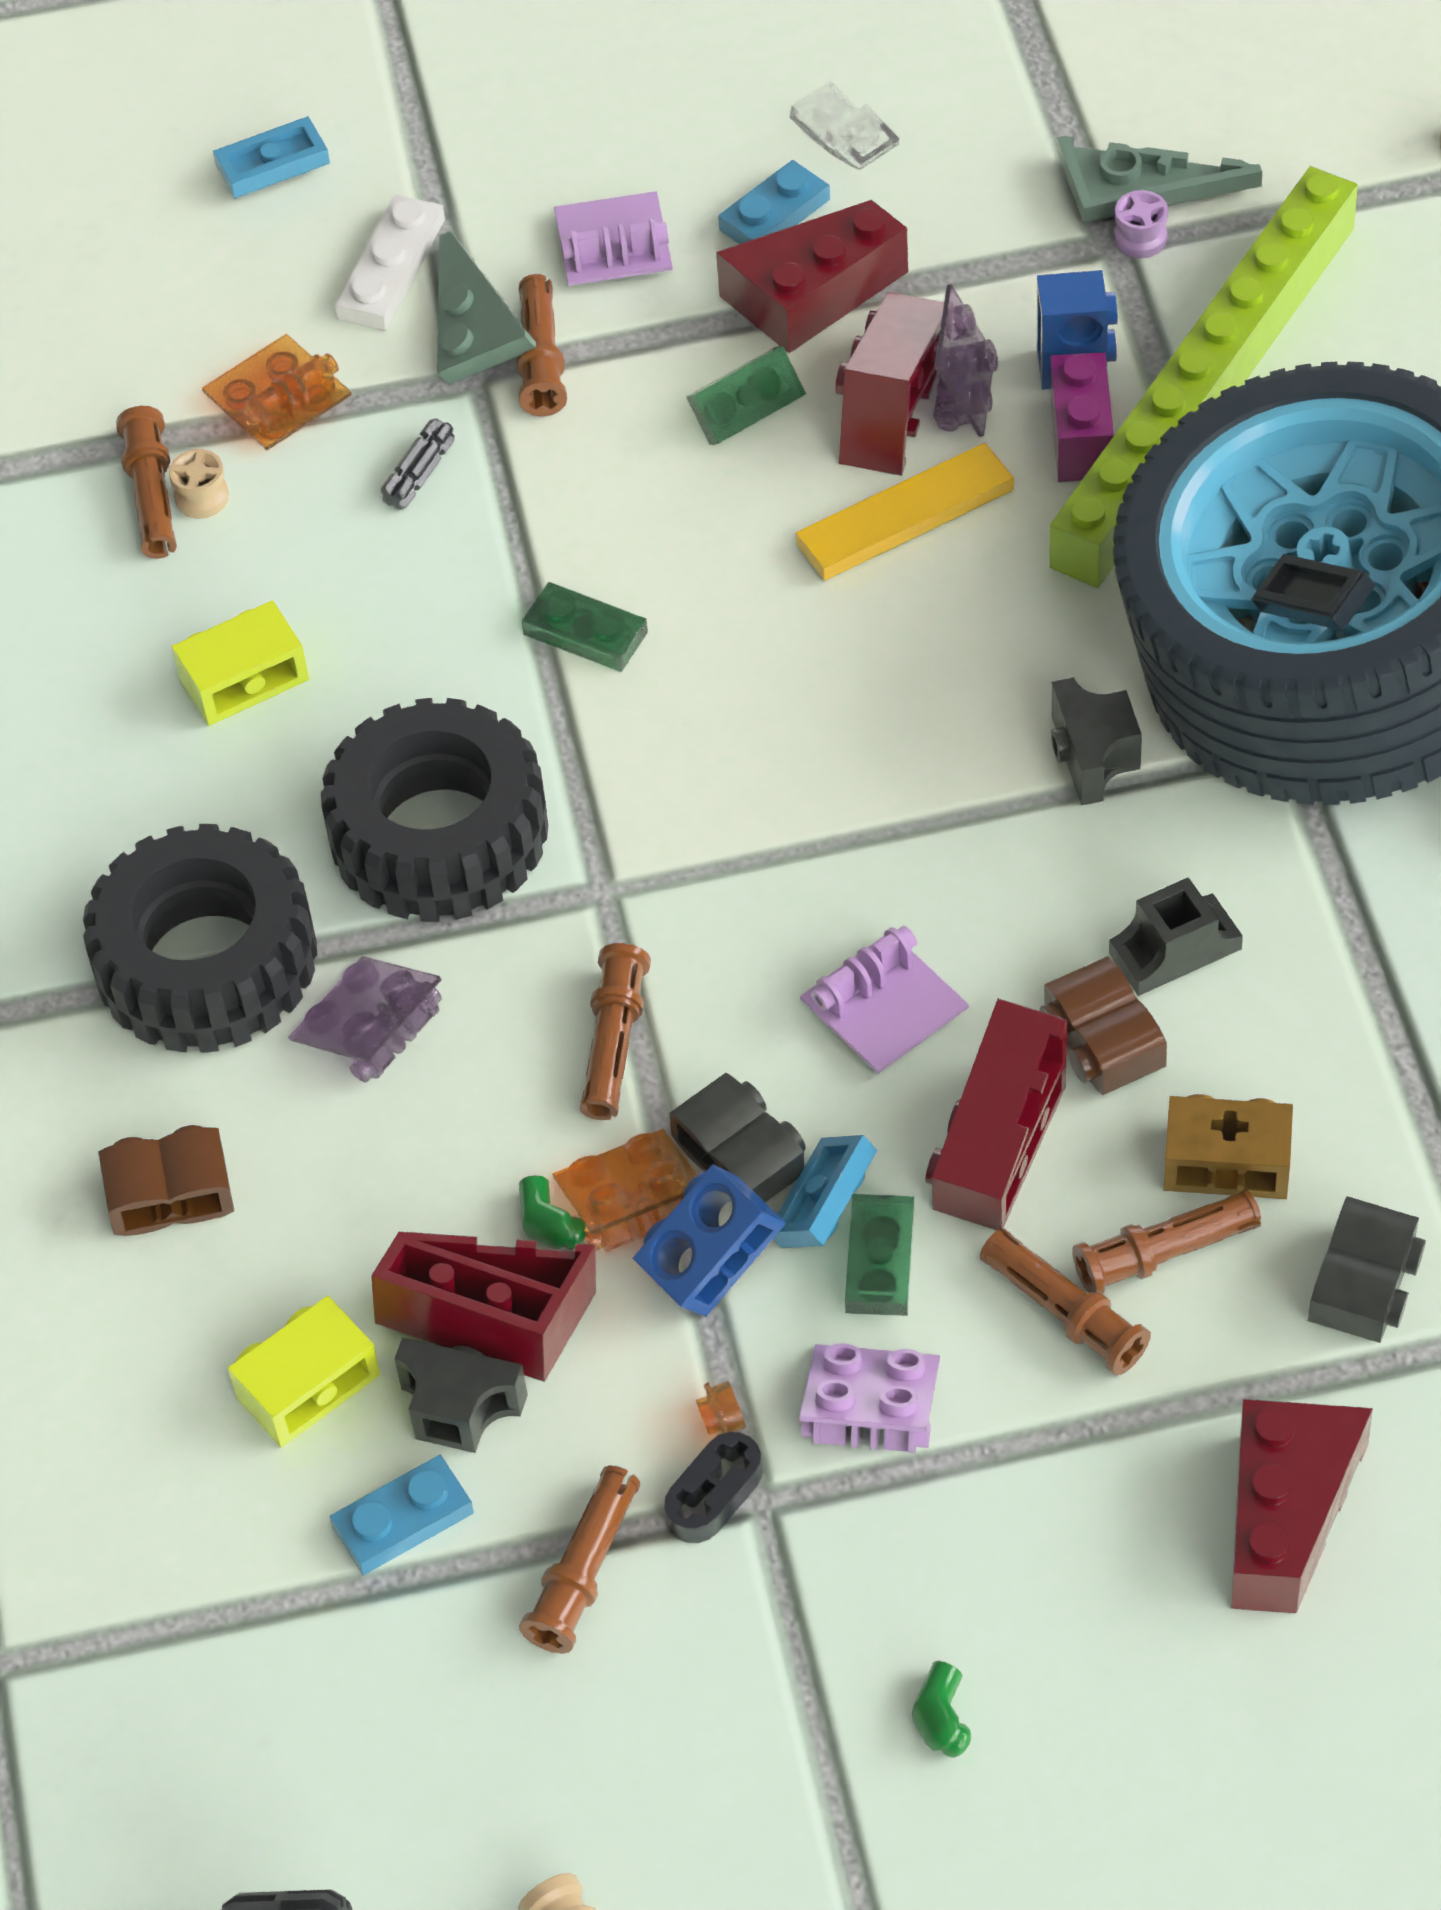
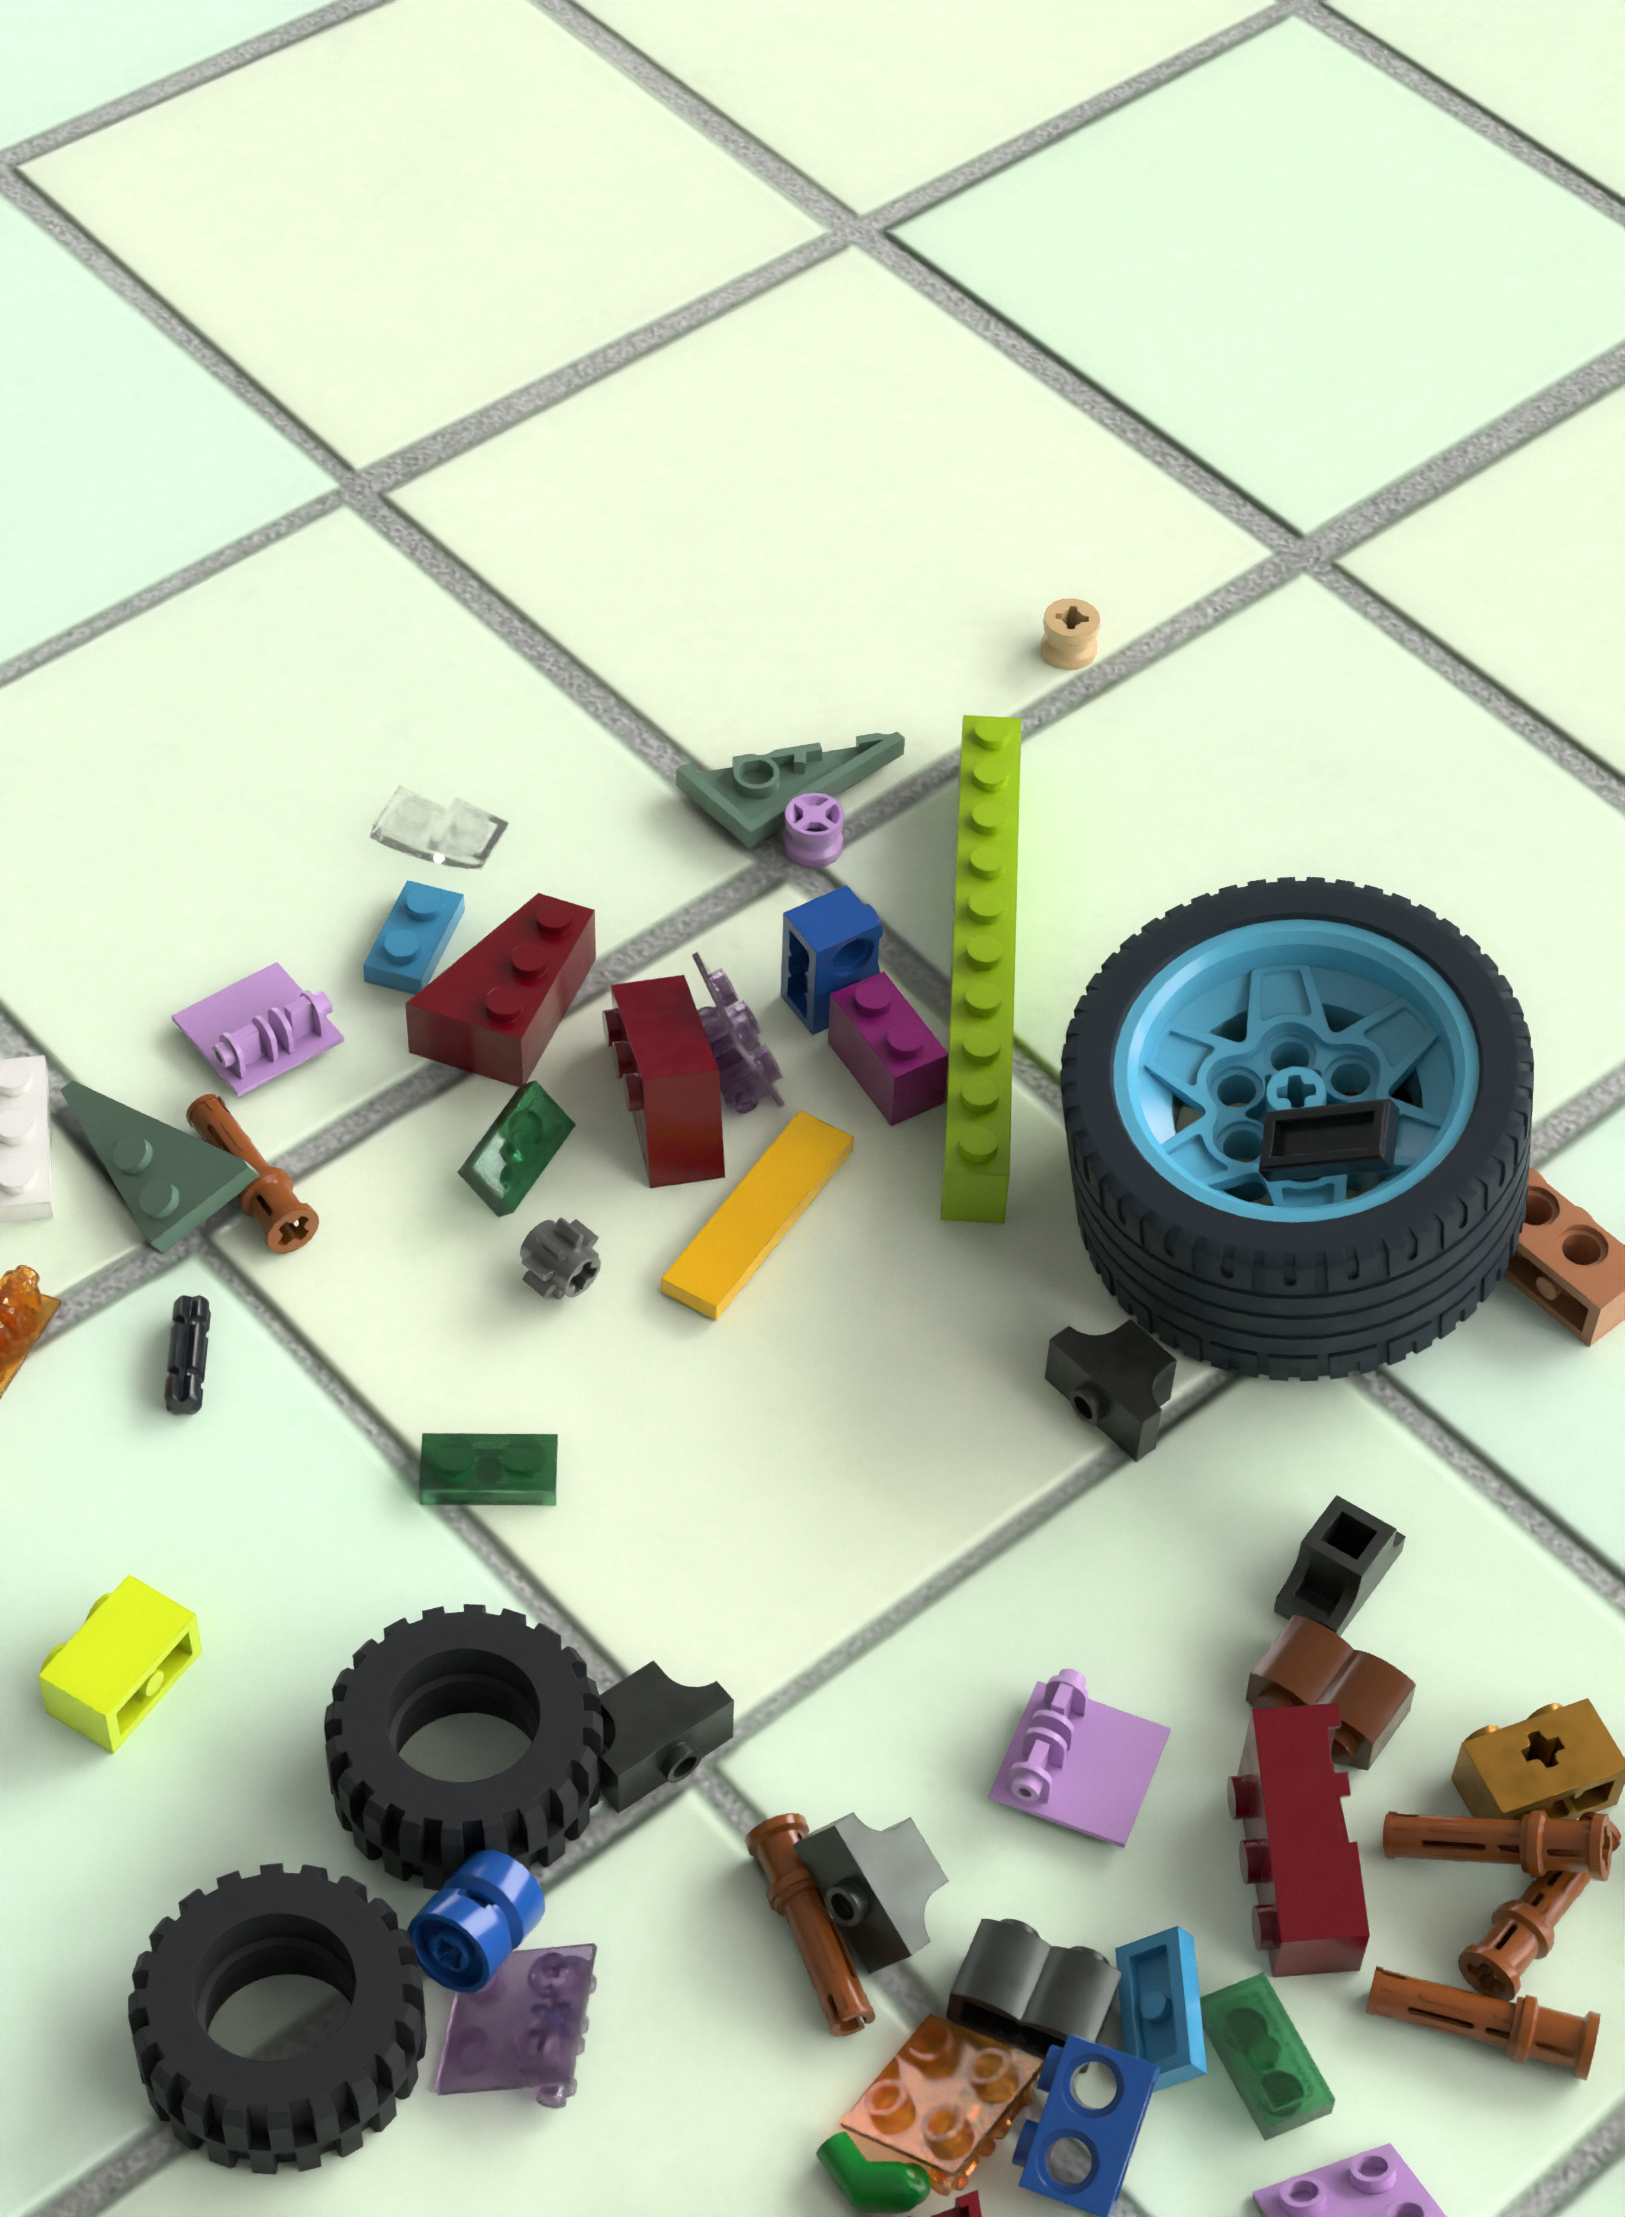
camera: 35 degrees left, 5 degrees down
(365, 927) = (476, 1921): none -> blue wheel
(582, 856) = (658, 1732): none -> pearl dark grey brick
(663, 1016) = (874, 1885): none -> brick
(725, 489) = (560, 1258): none -> flat silver gear
(1174, 1188) = (1533, 1843): none -> dark orange pin

